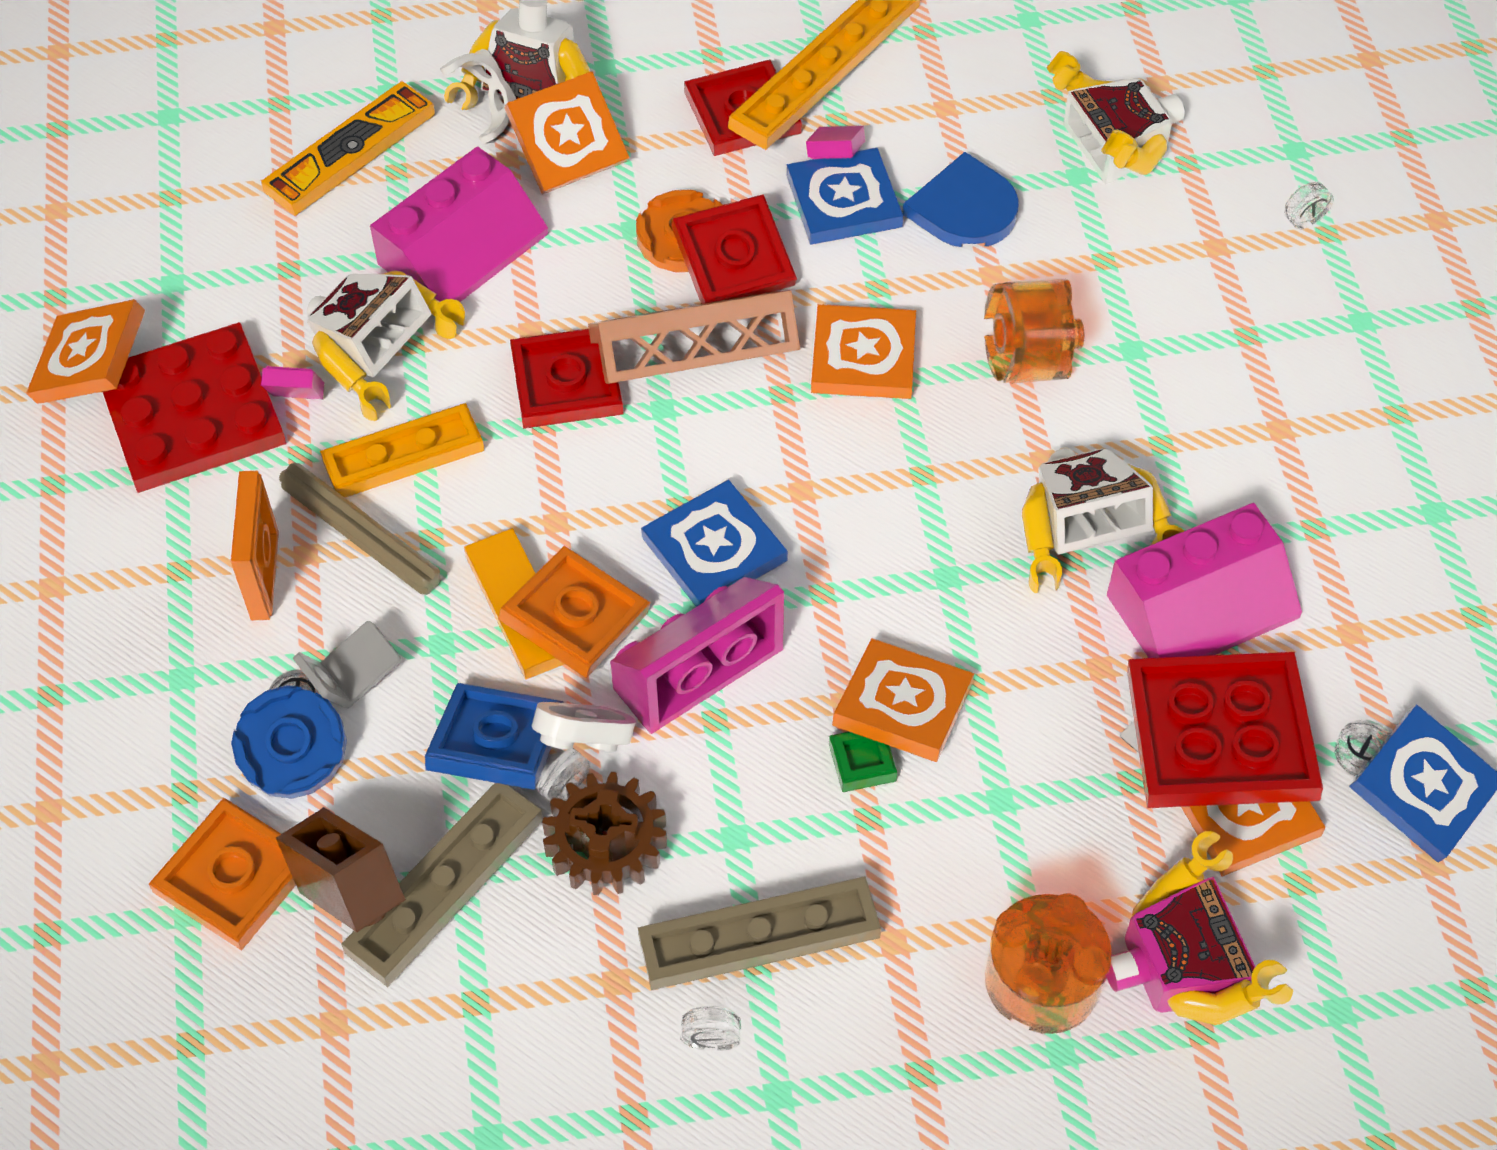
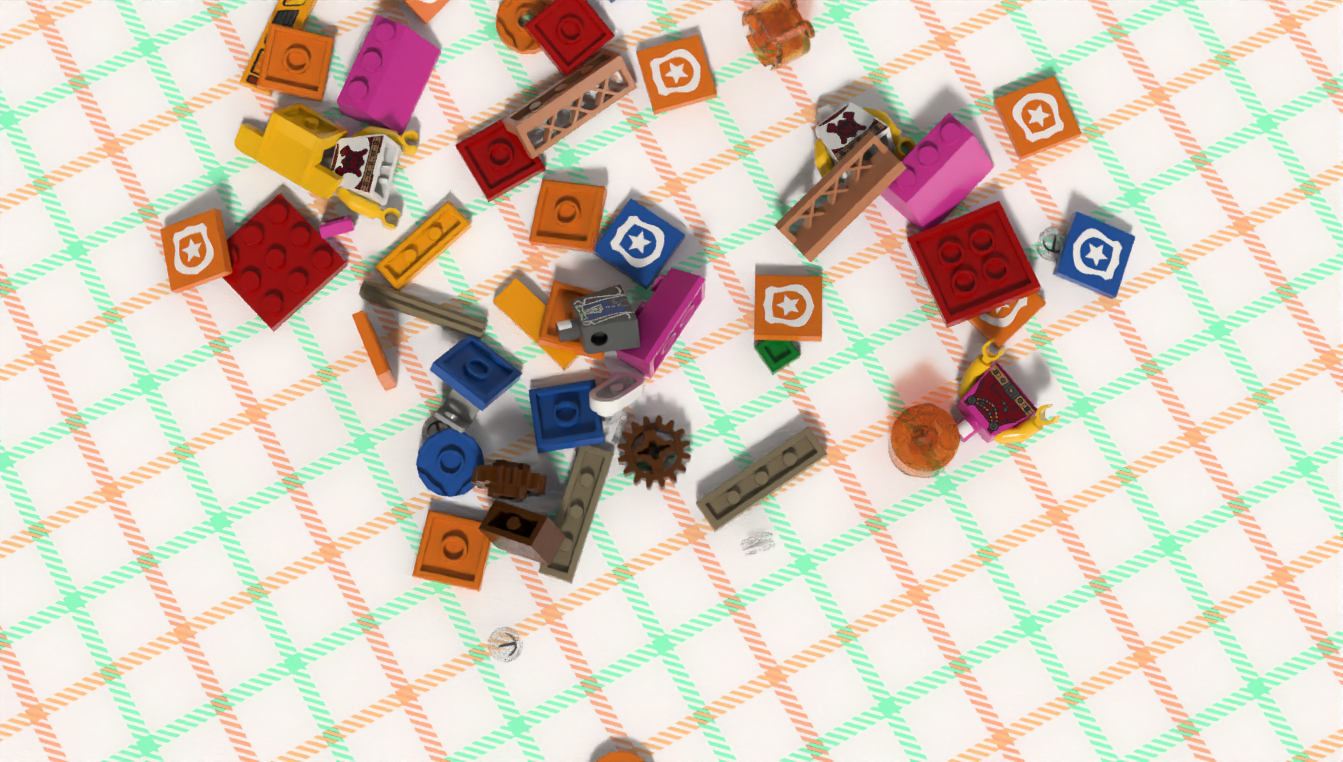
camera: 20 degrees left, 20 degrees up
(237, 1043) = (505, 644): none -> clear tile
(285, 268) = (295, 147): none -> yellow plate
(345, 180) = (295, 62): none -> orange tile
(358, 786) = (509, 480): none -> reddish brown gear
(388, 625) = (476, 371): none -> blue tile
(599, 606) = (601, 322): none -> dark grey torso
(626, 474) = (568, 215): none -> orange tile
(1051, 576) = (844, 200): none -> nougat fence
(1392, 568) = (1037, 117): none -> orange tile

